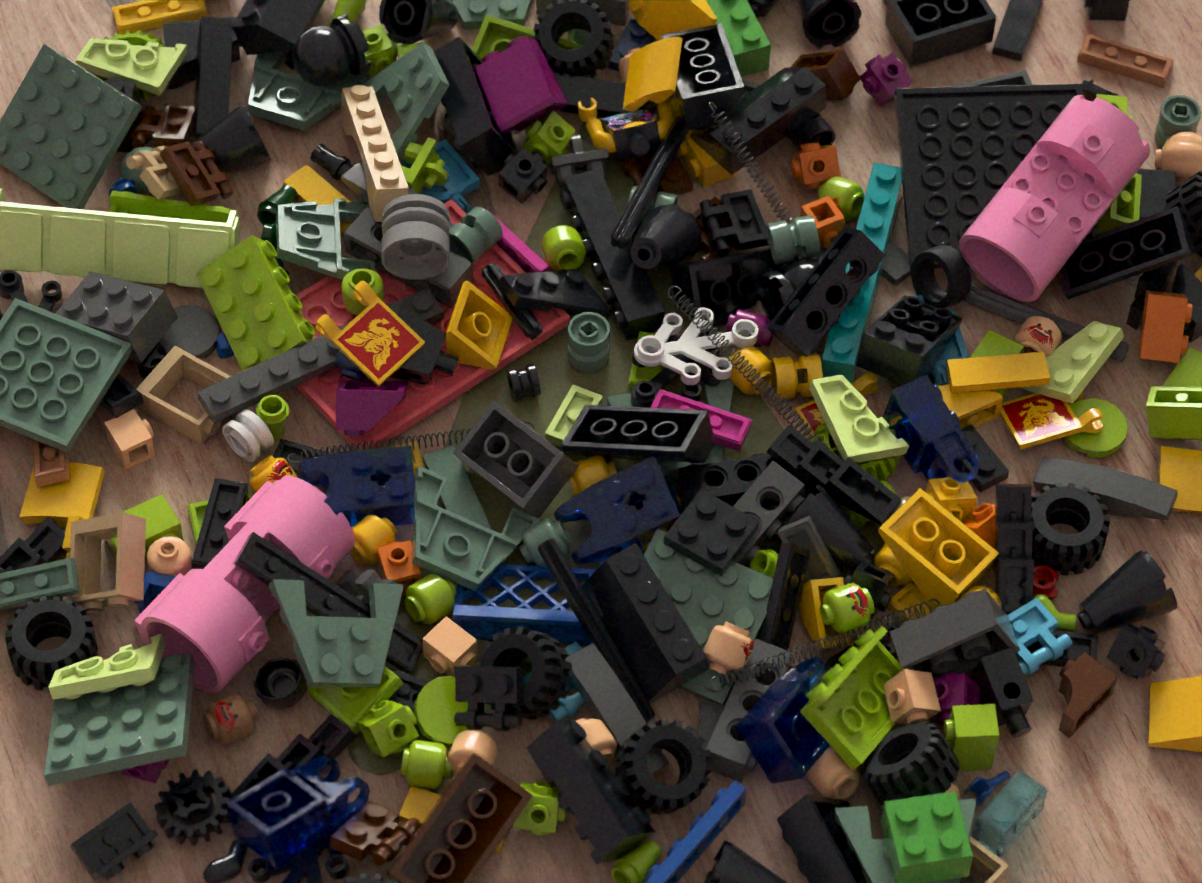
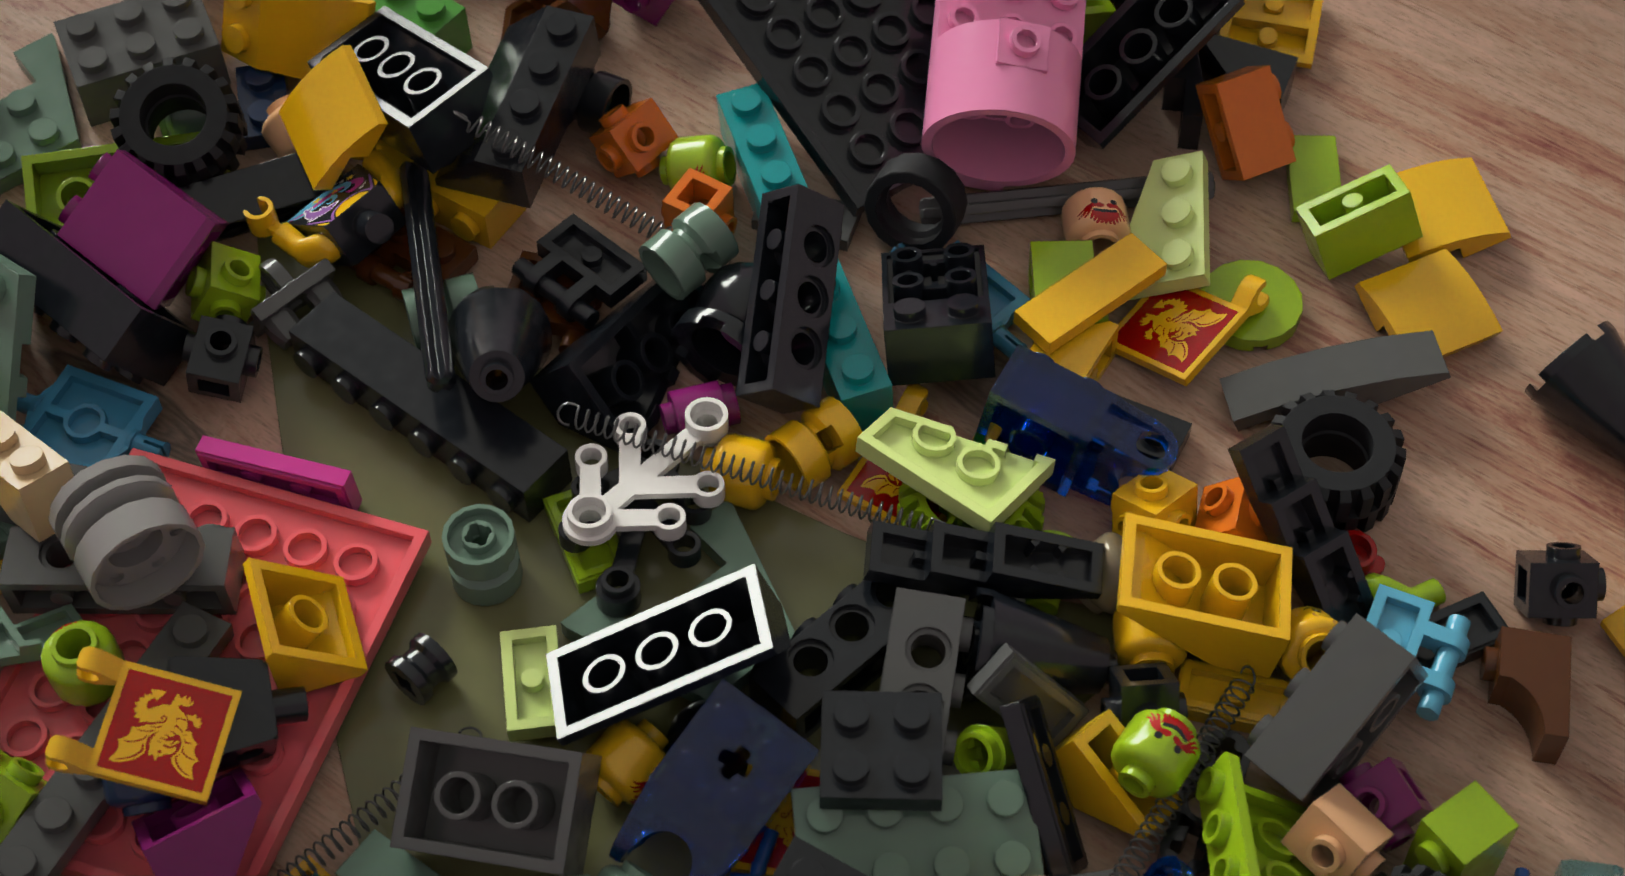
camera: 30 degrees left, 0 degrees up
(426, 167) = (67, 419): lime hips -> none
(475, 234) = (210, 478): sand green wheel -> none
(522, 316) = (327, 553): black axle -> none
(553, 289) = (379, 504): black wing -> none
(563, 248) = (351, 435): lime head -> none
(728, 428) = (782, 567): dark pink tile -> none
(1005, 686) = (1442, 747): black torso -> none
(1128, 596) = (1488, 510): black cone -> none

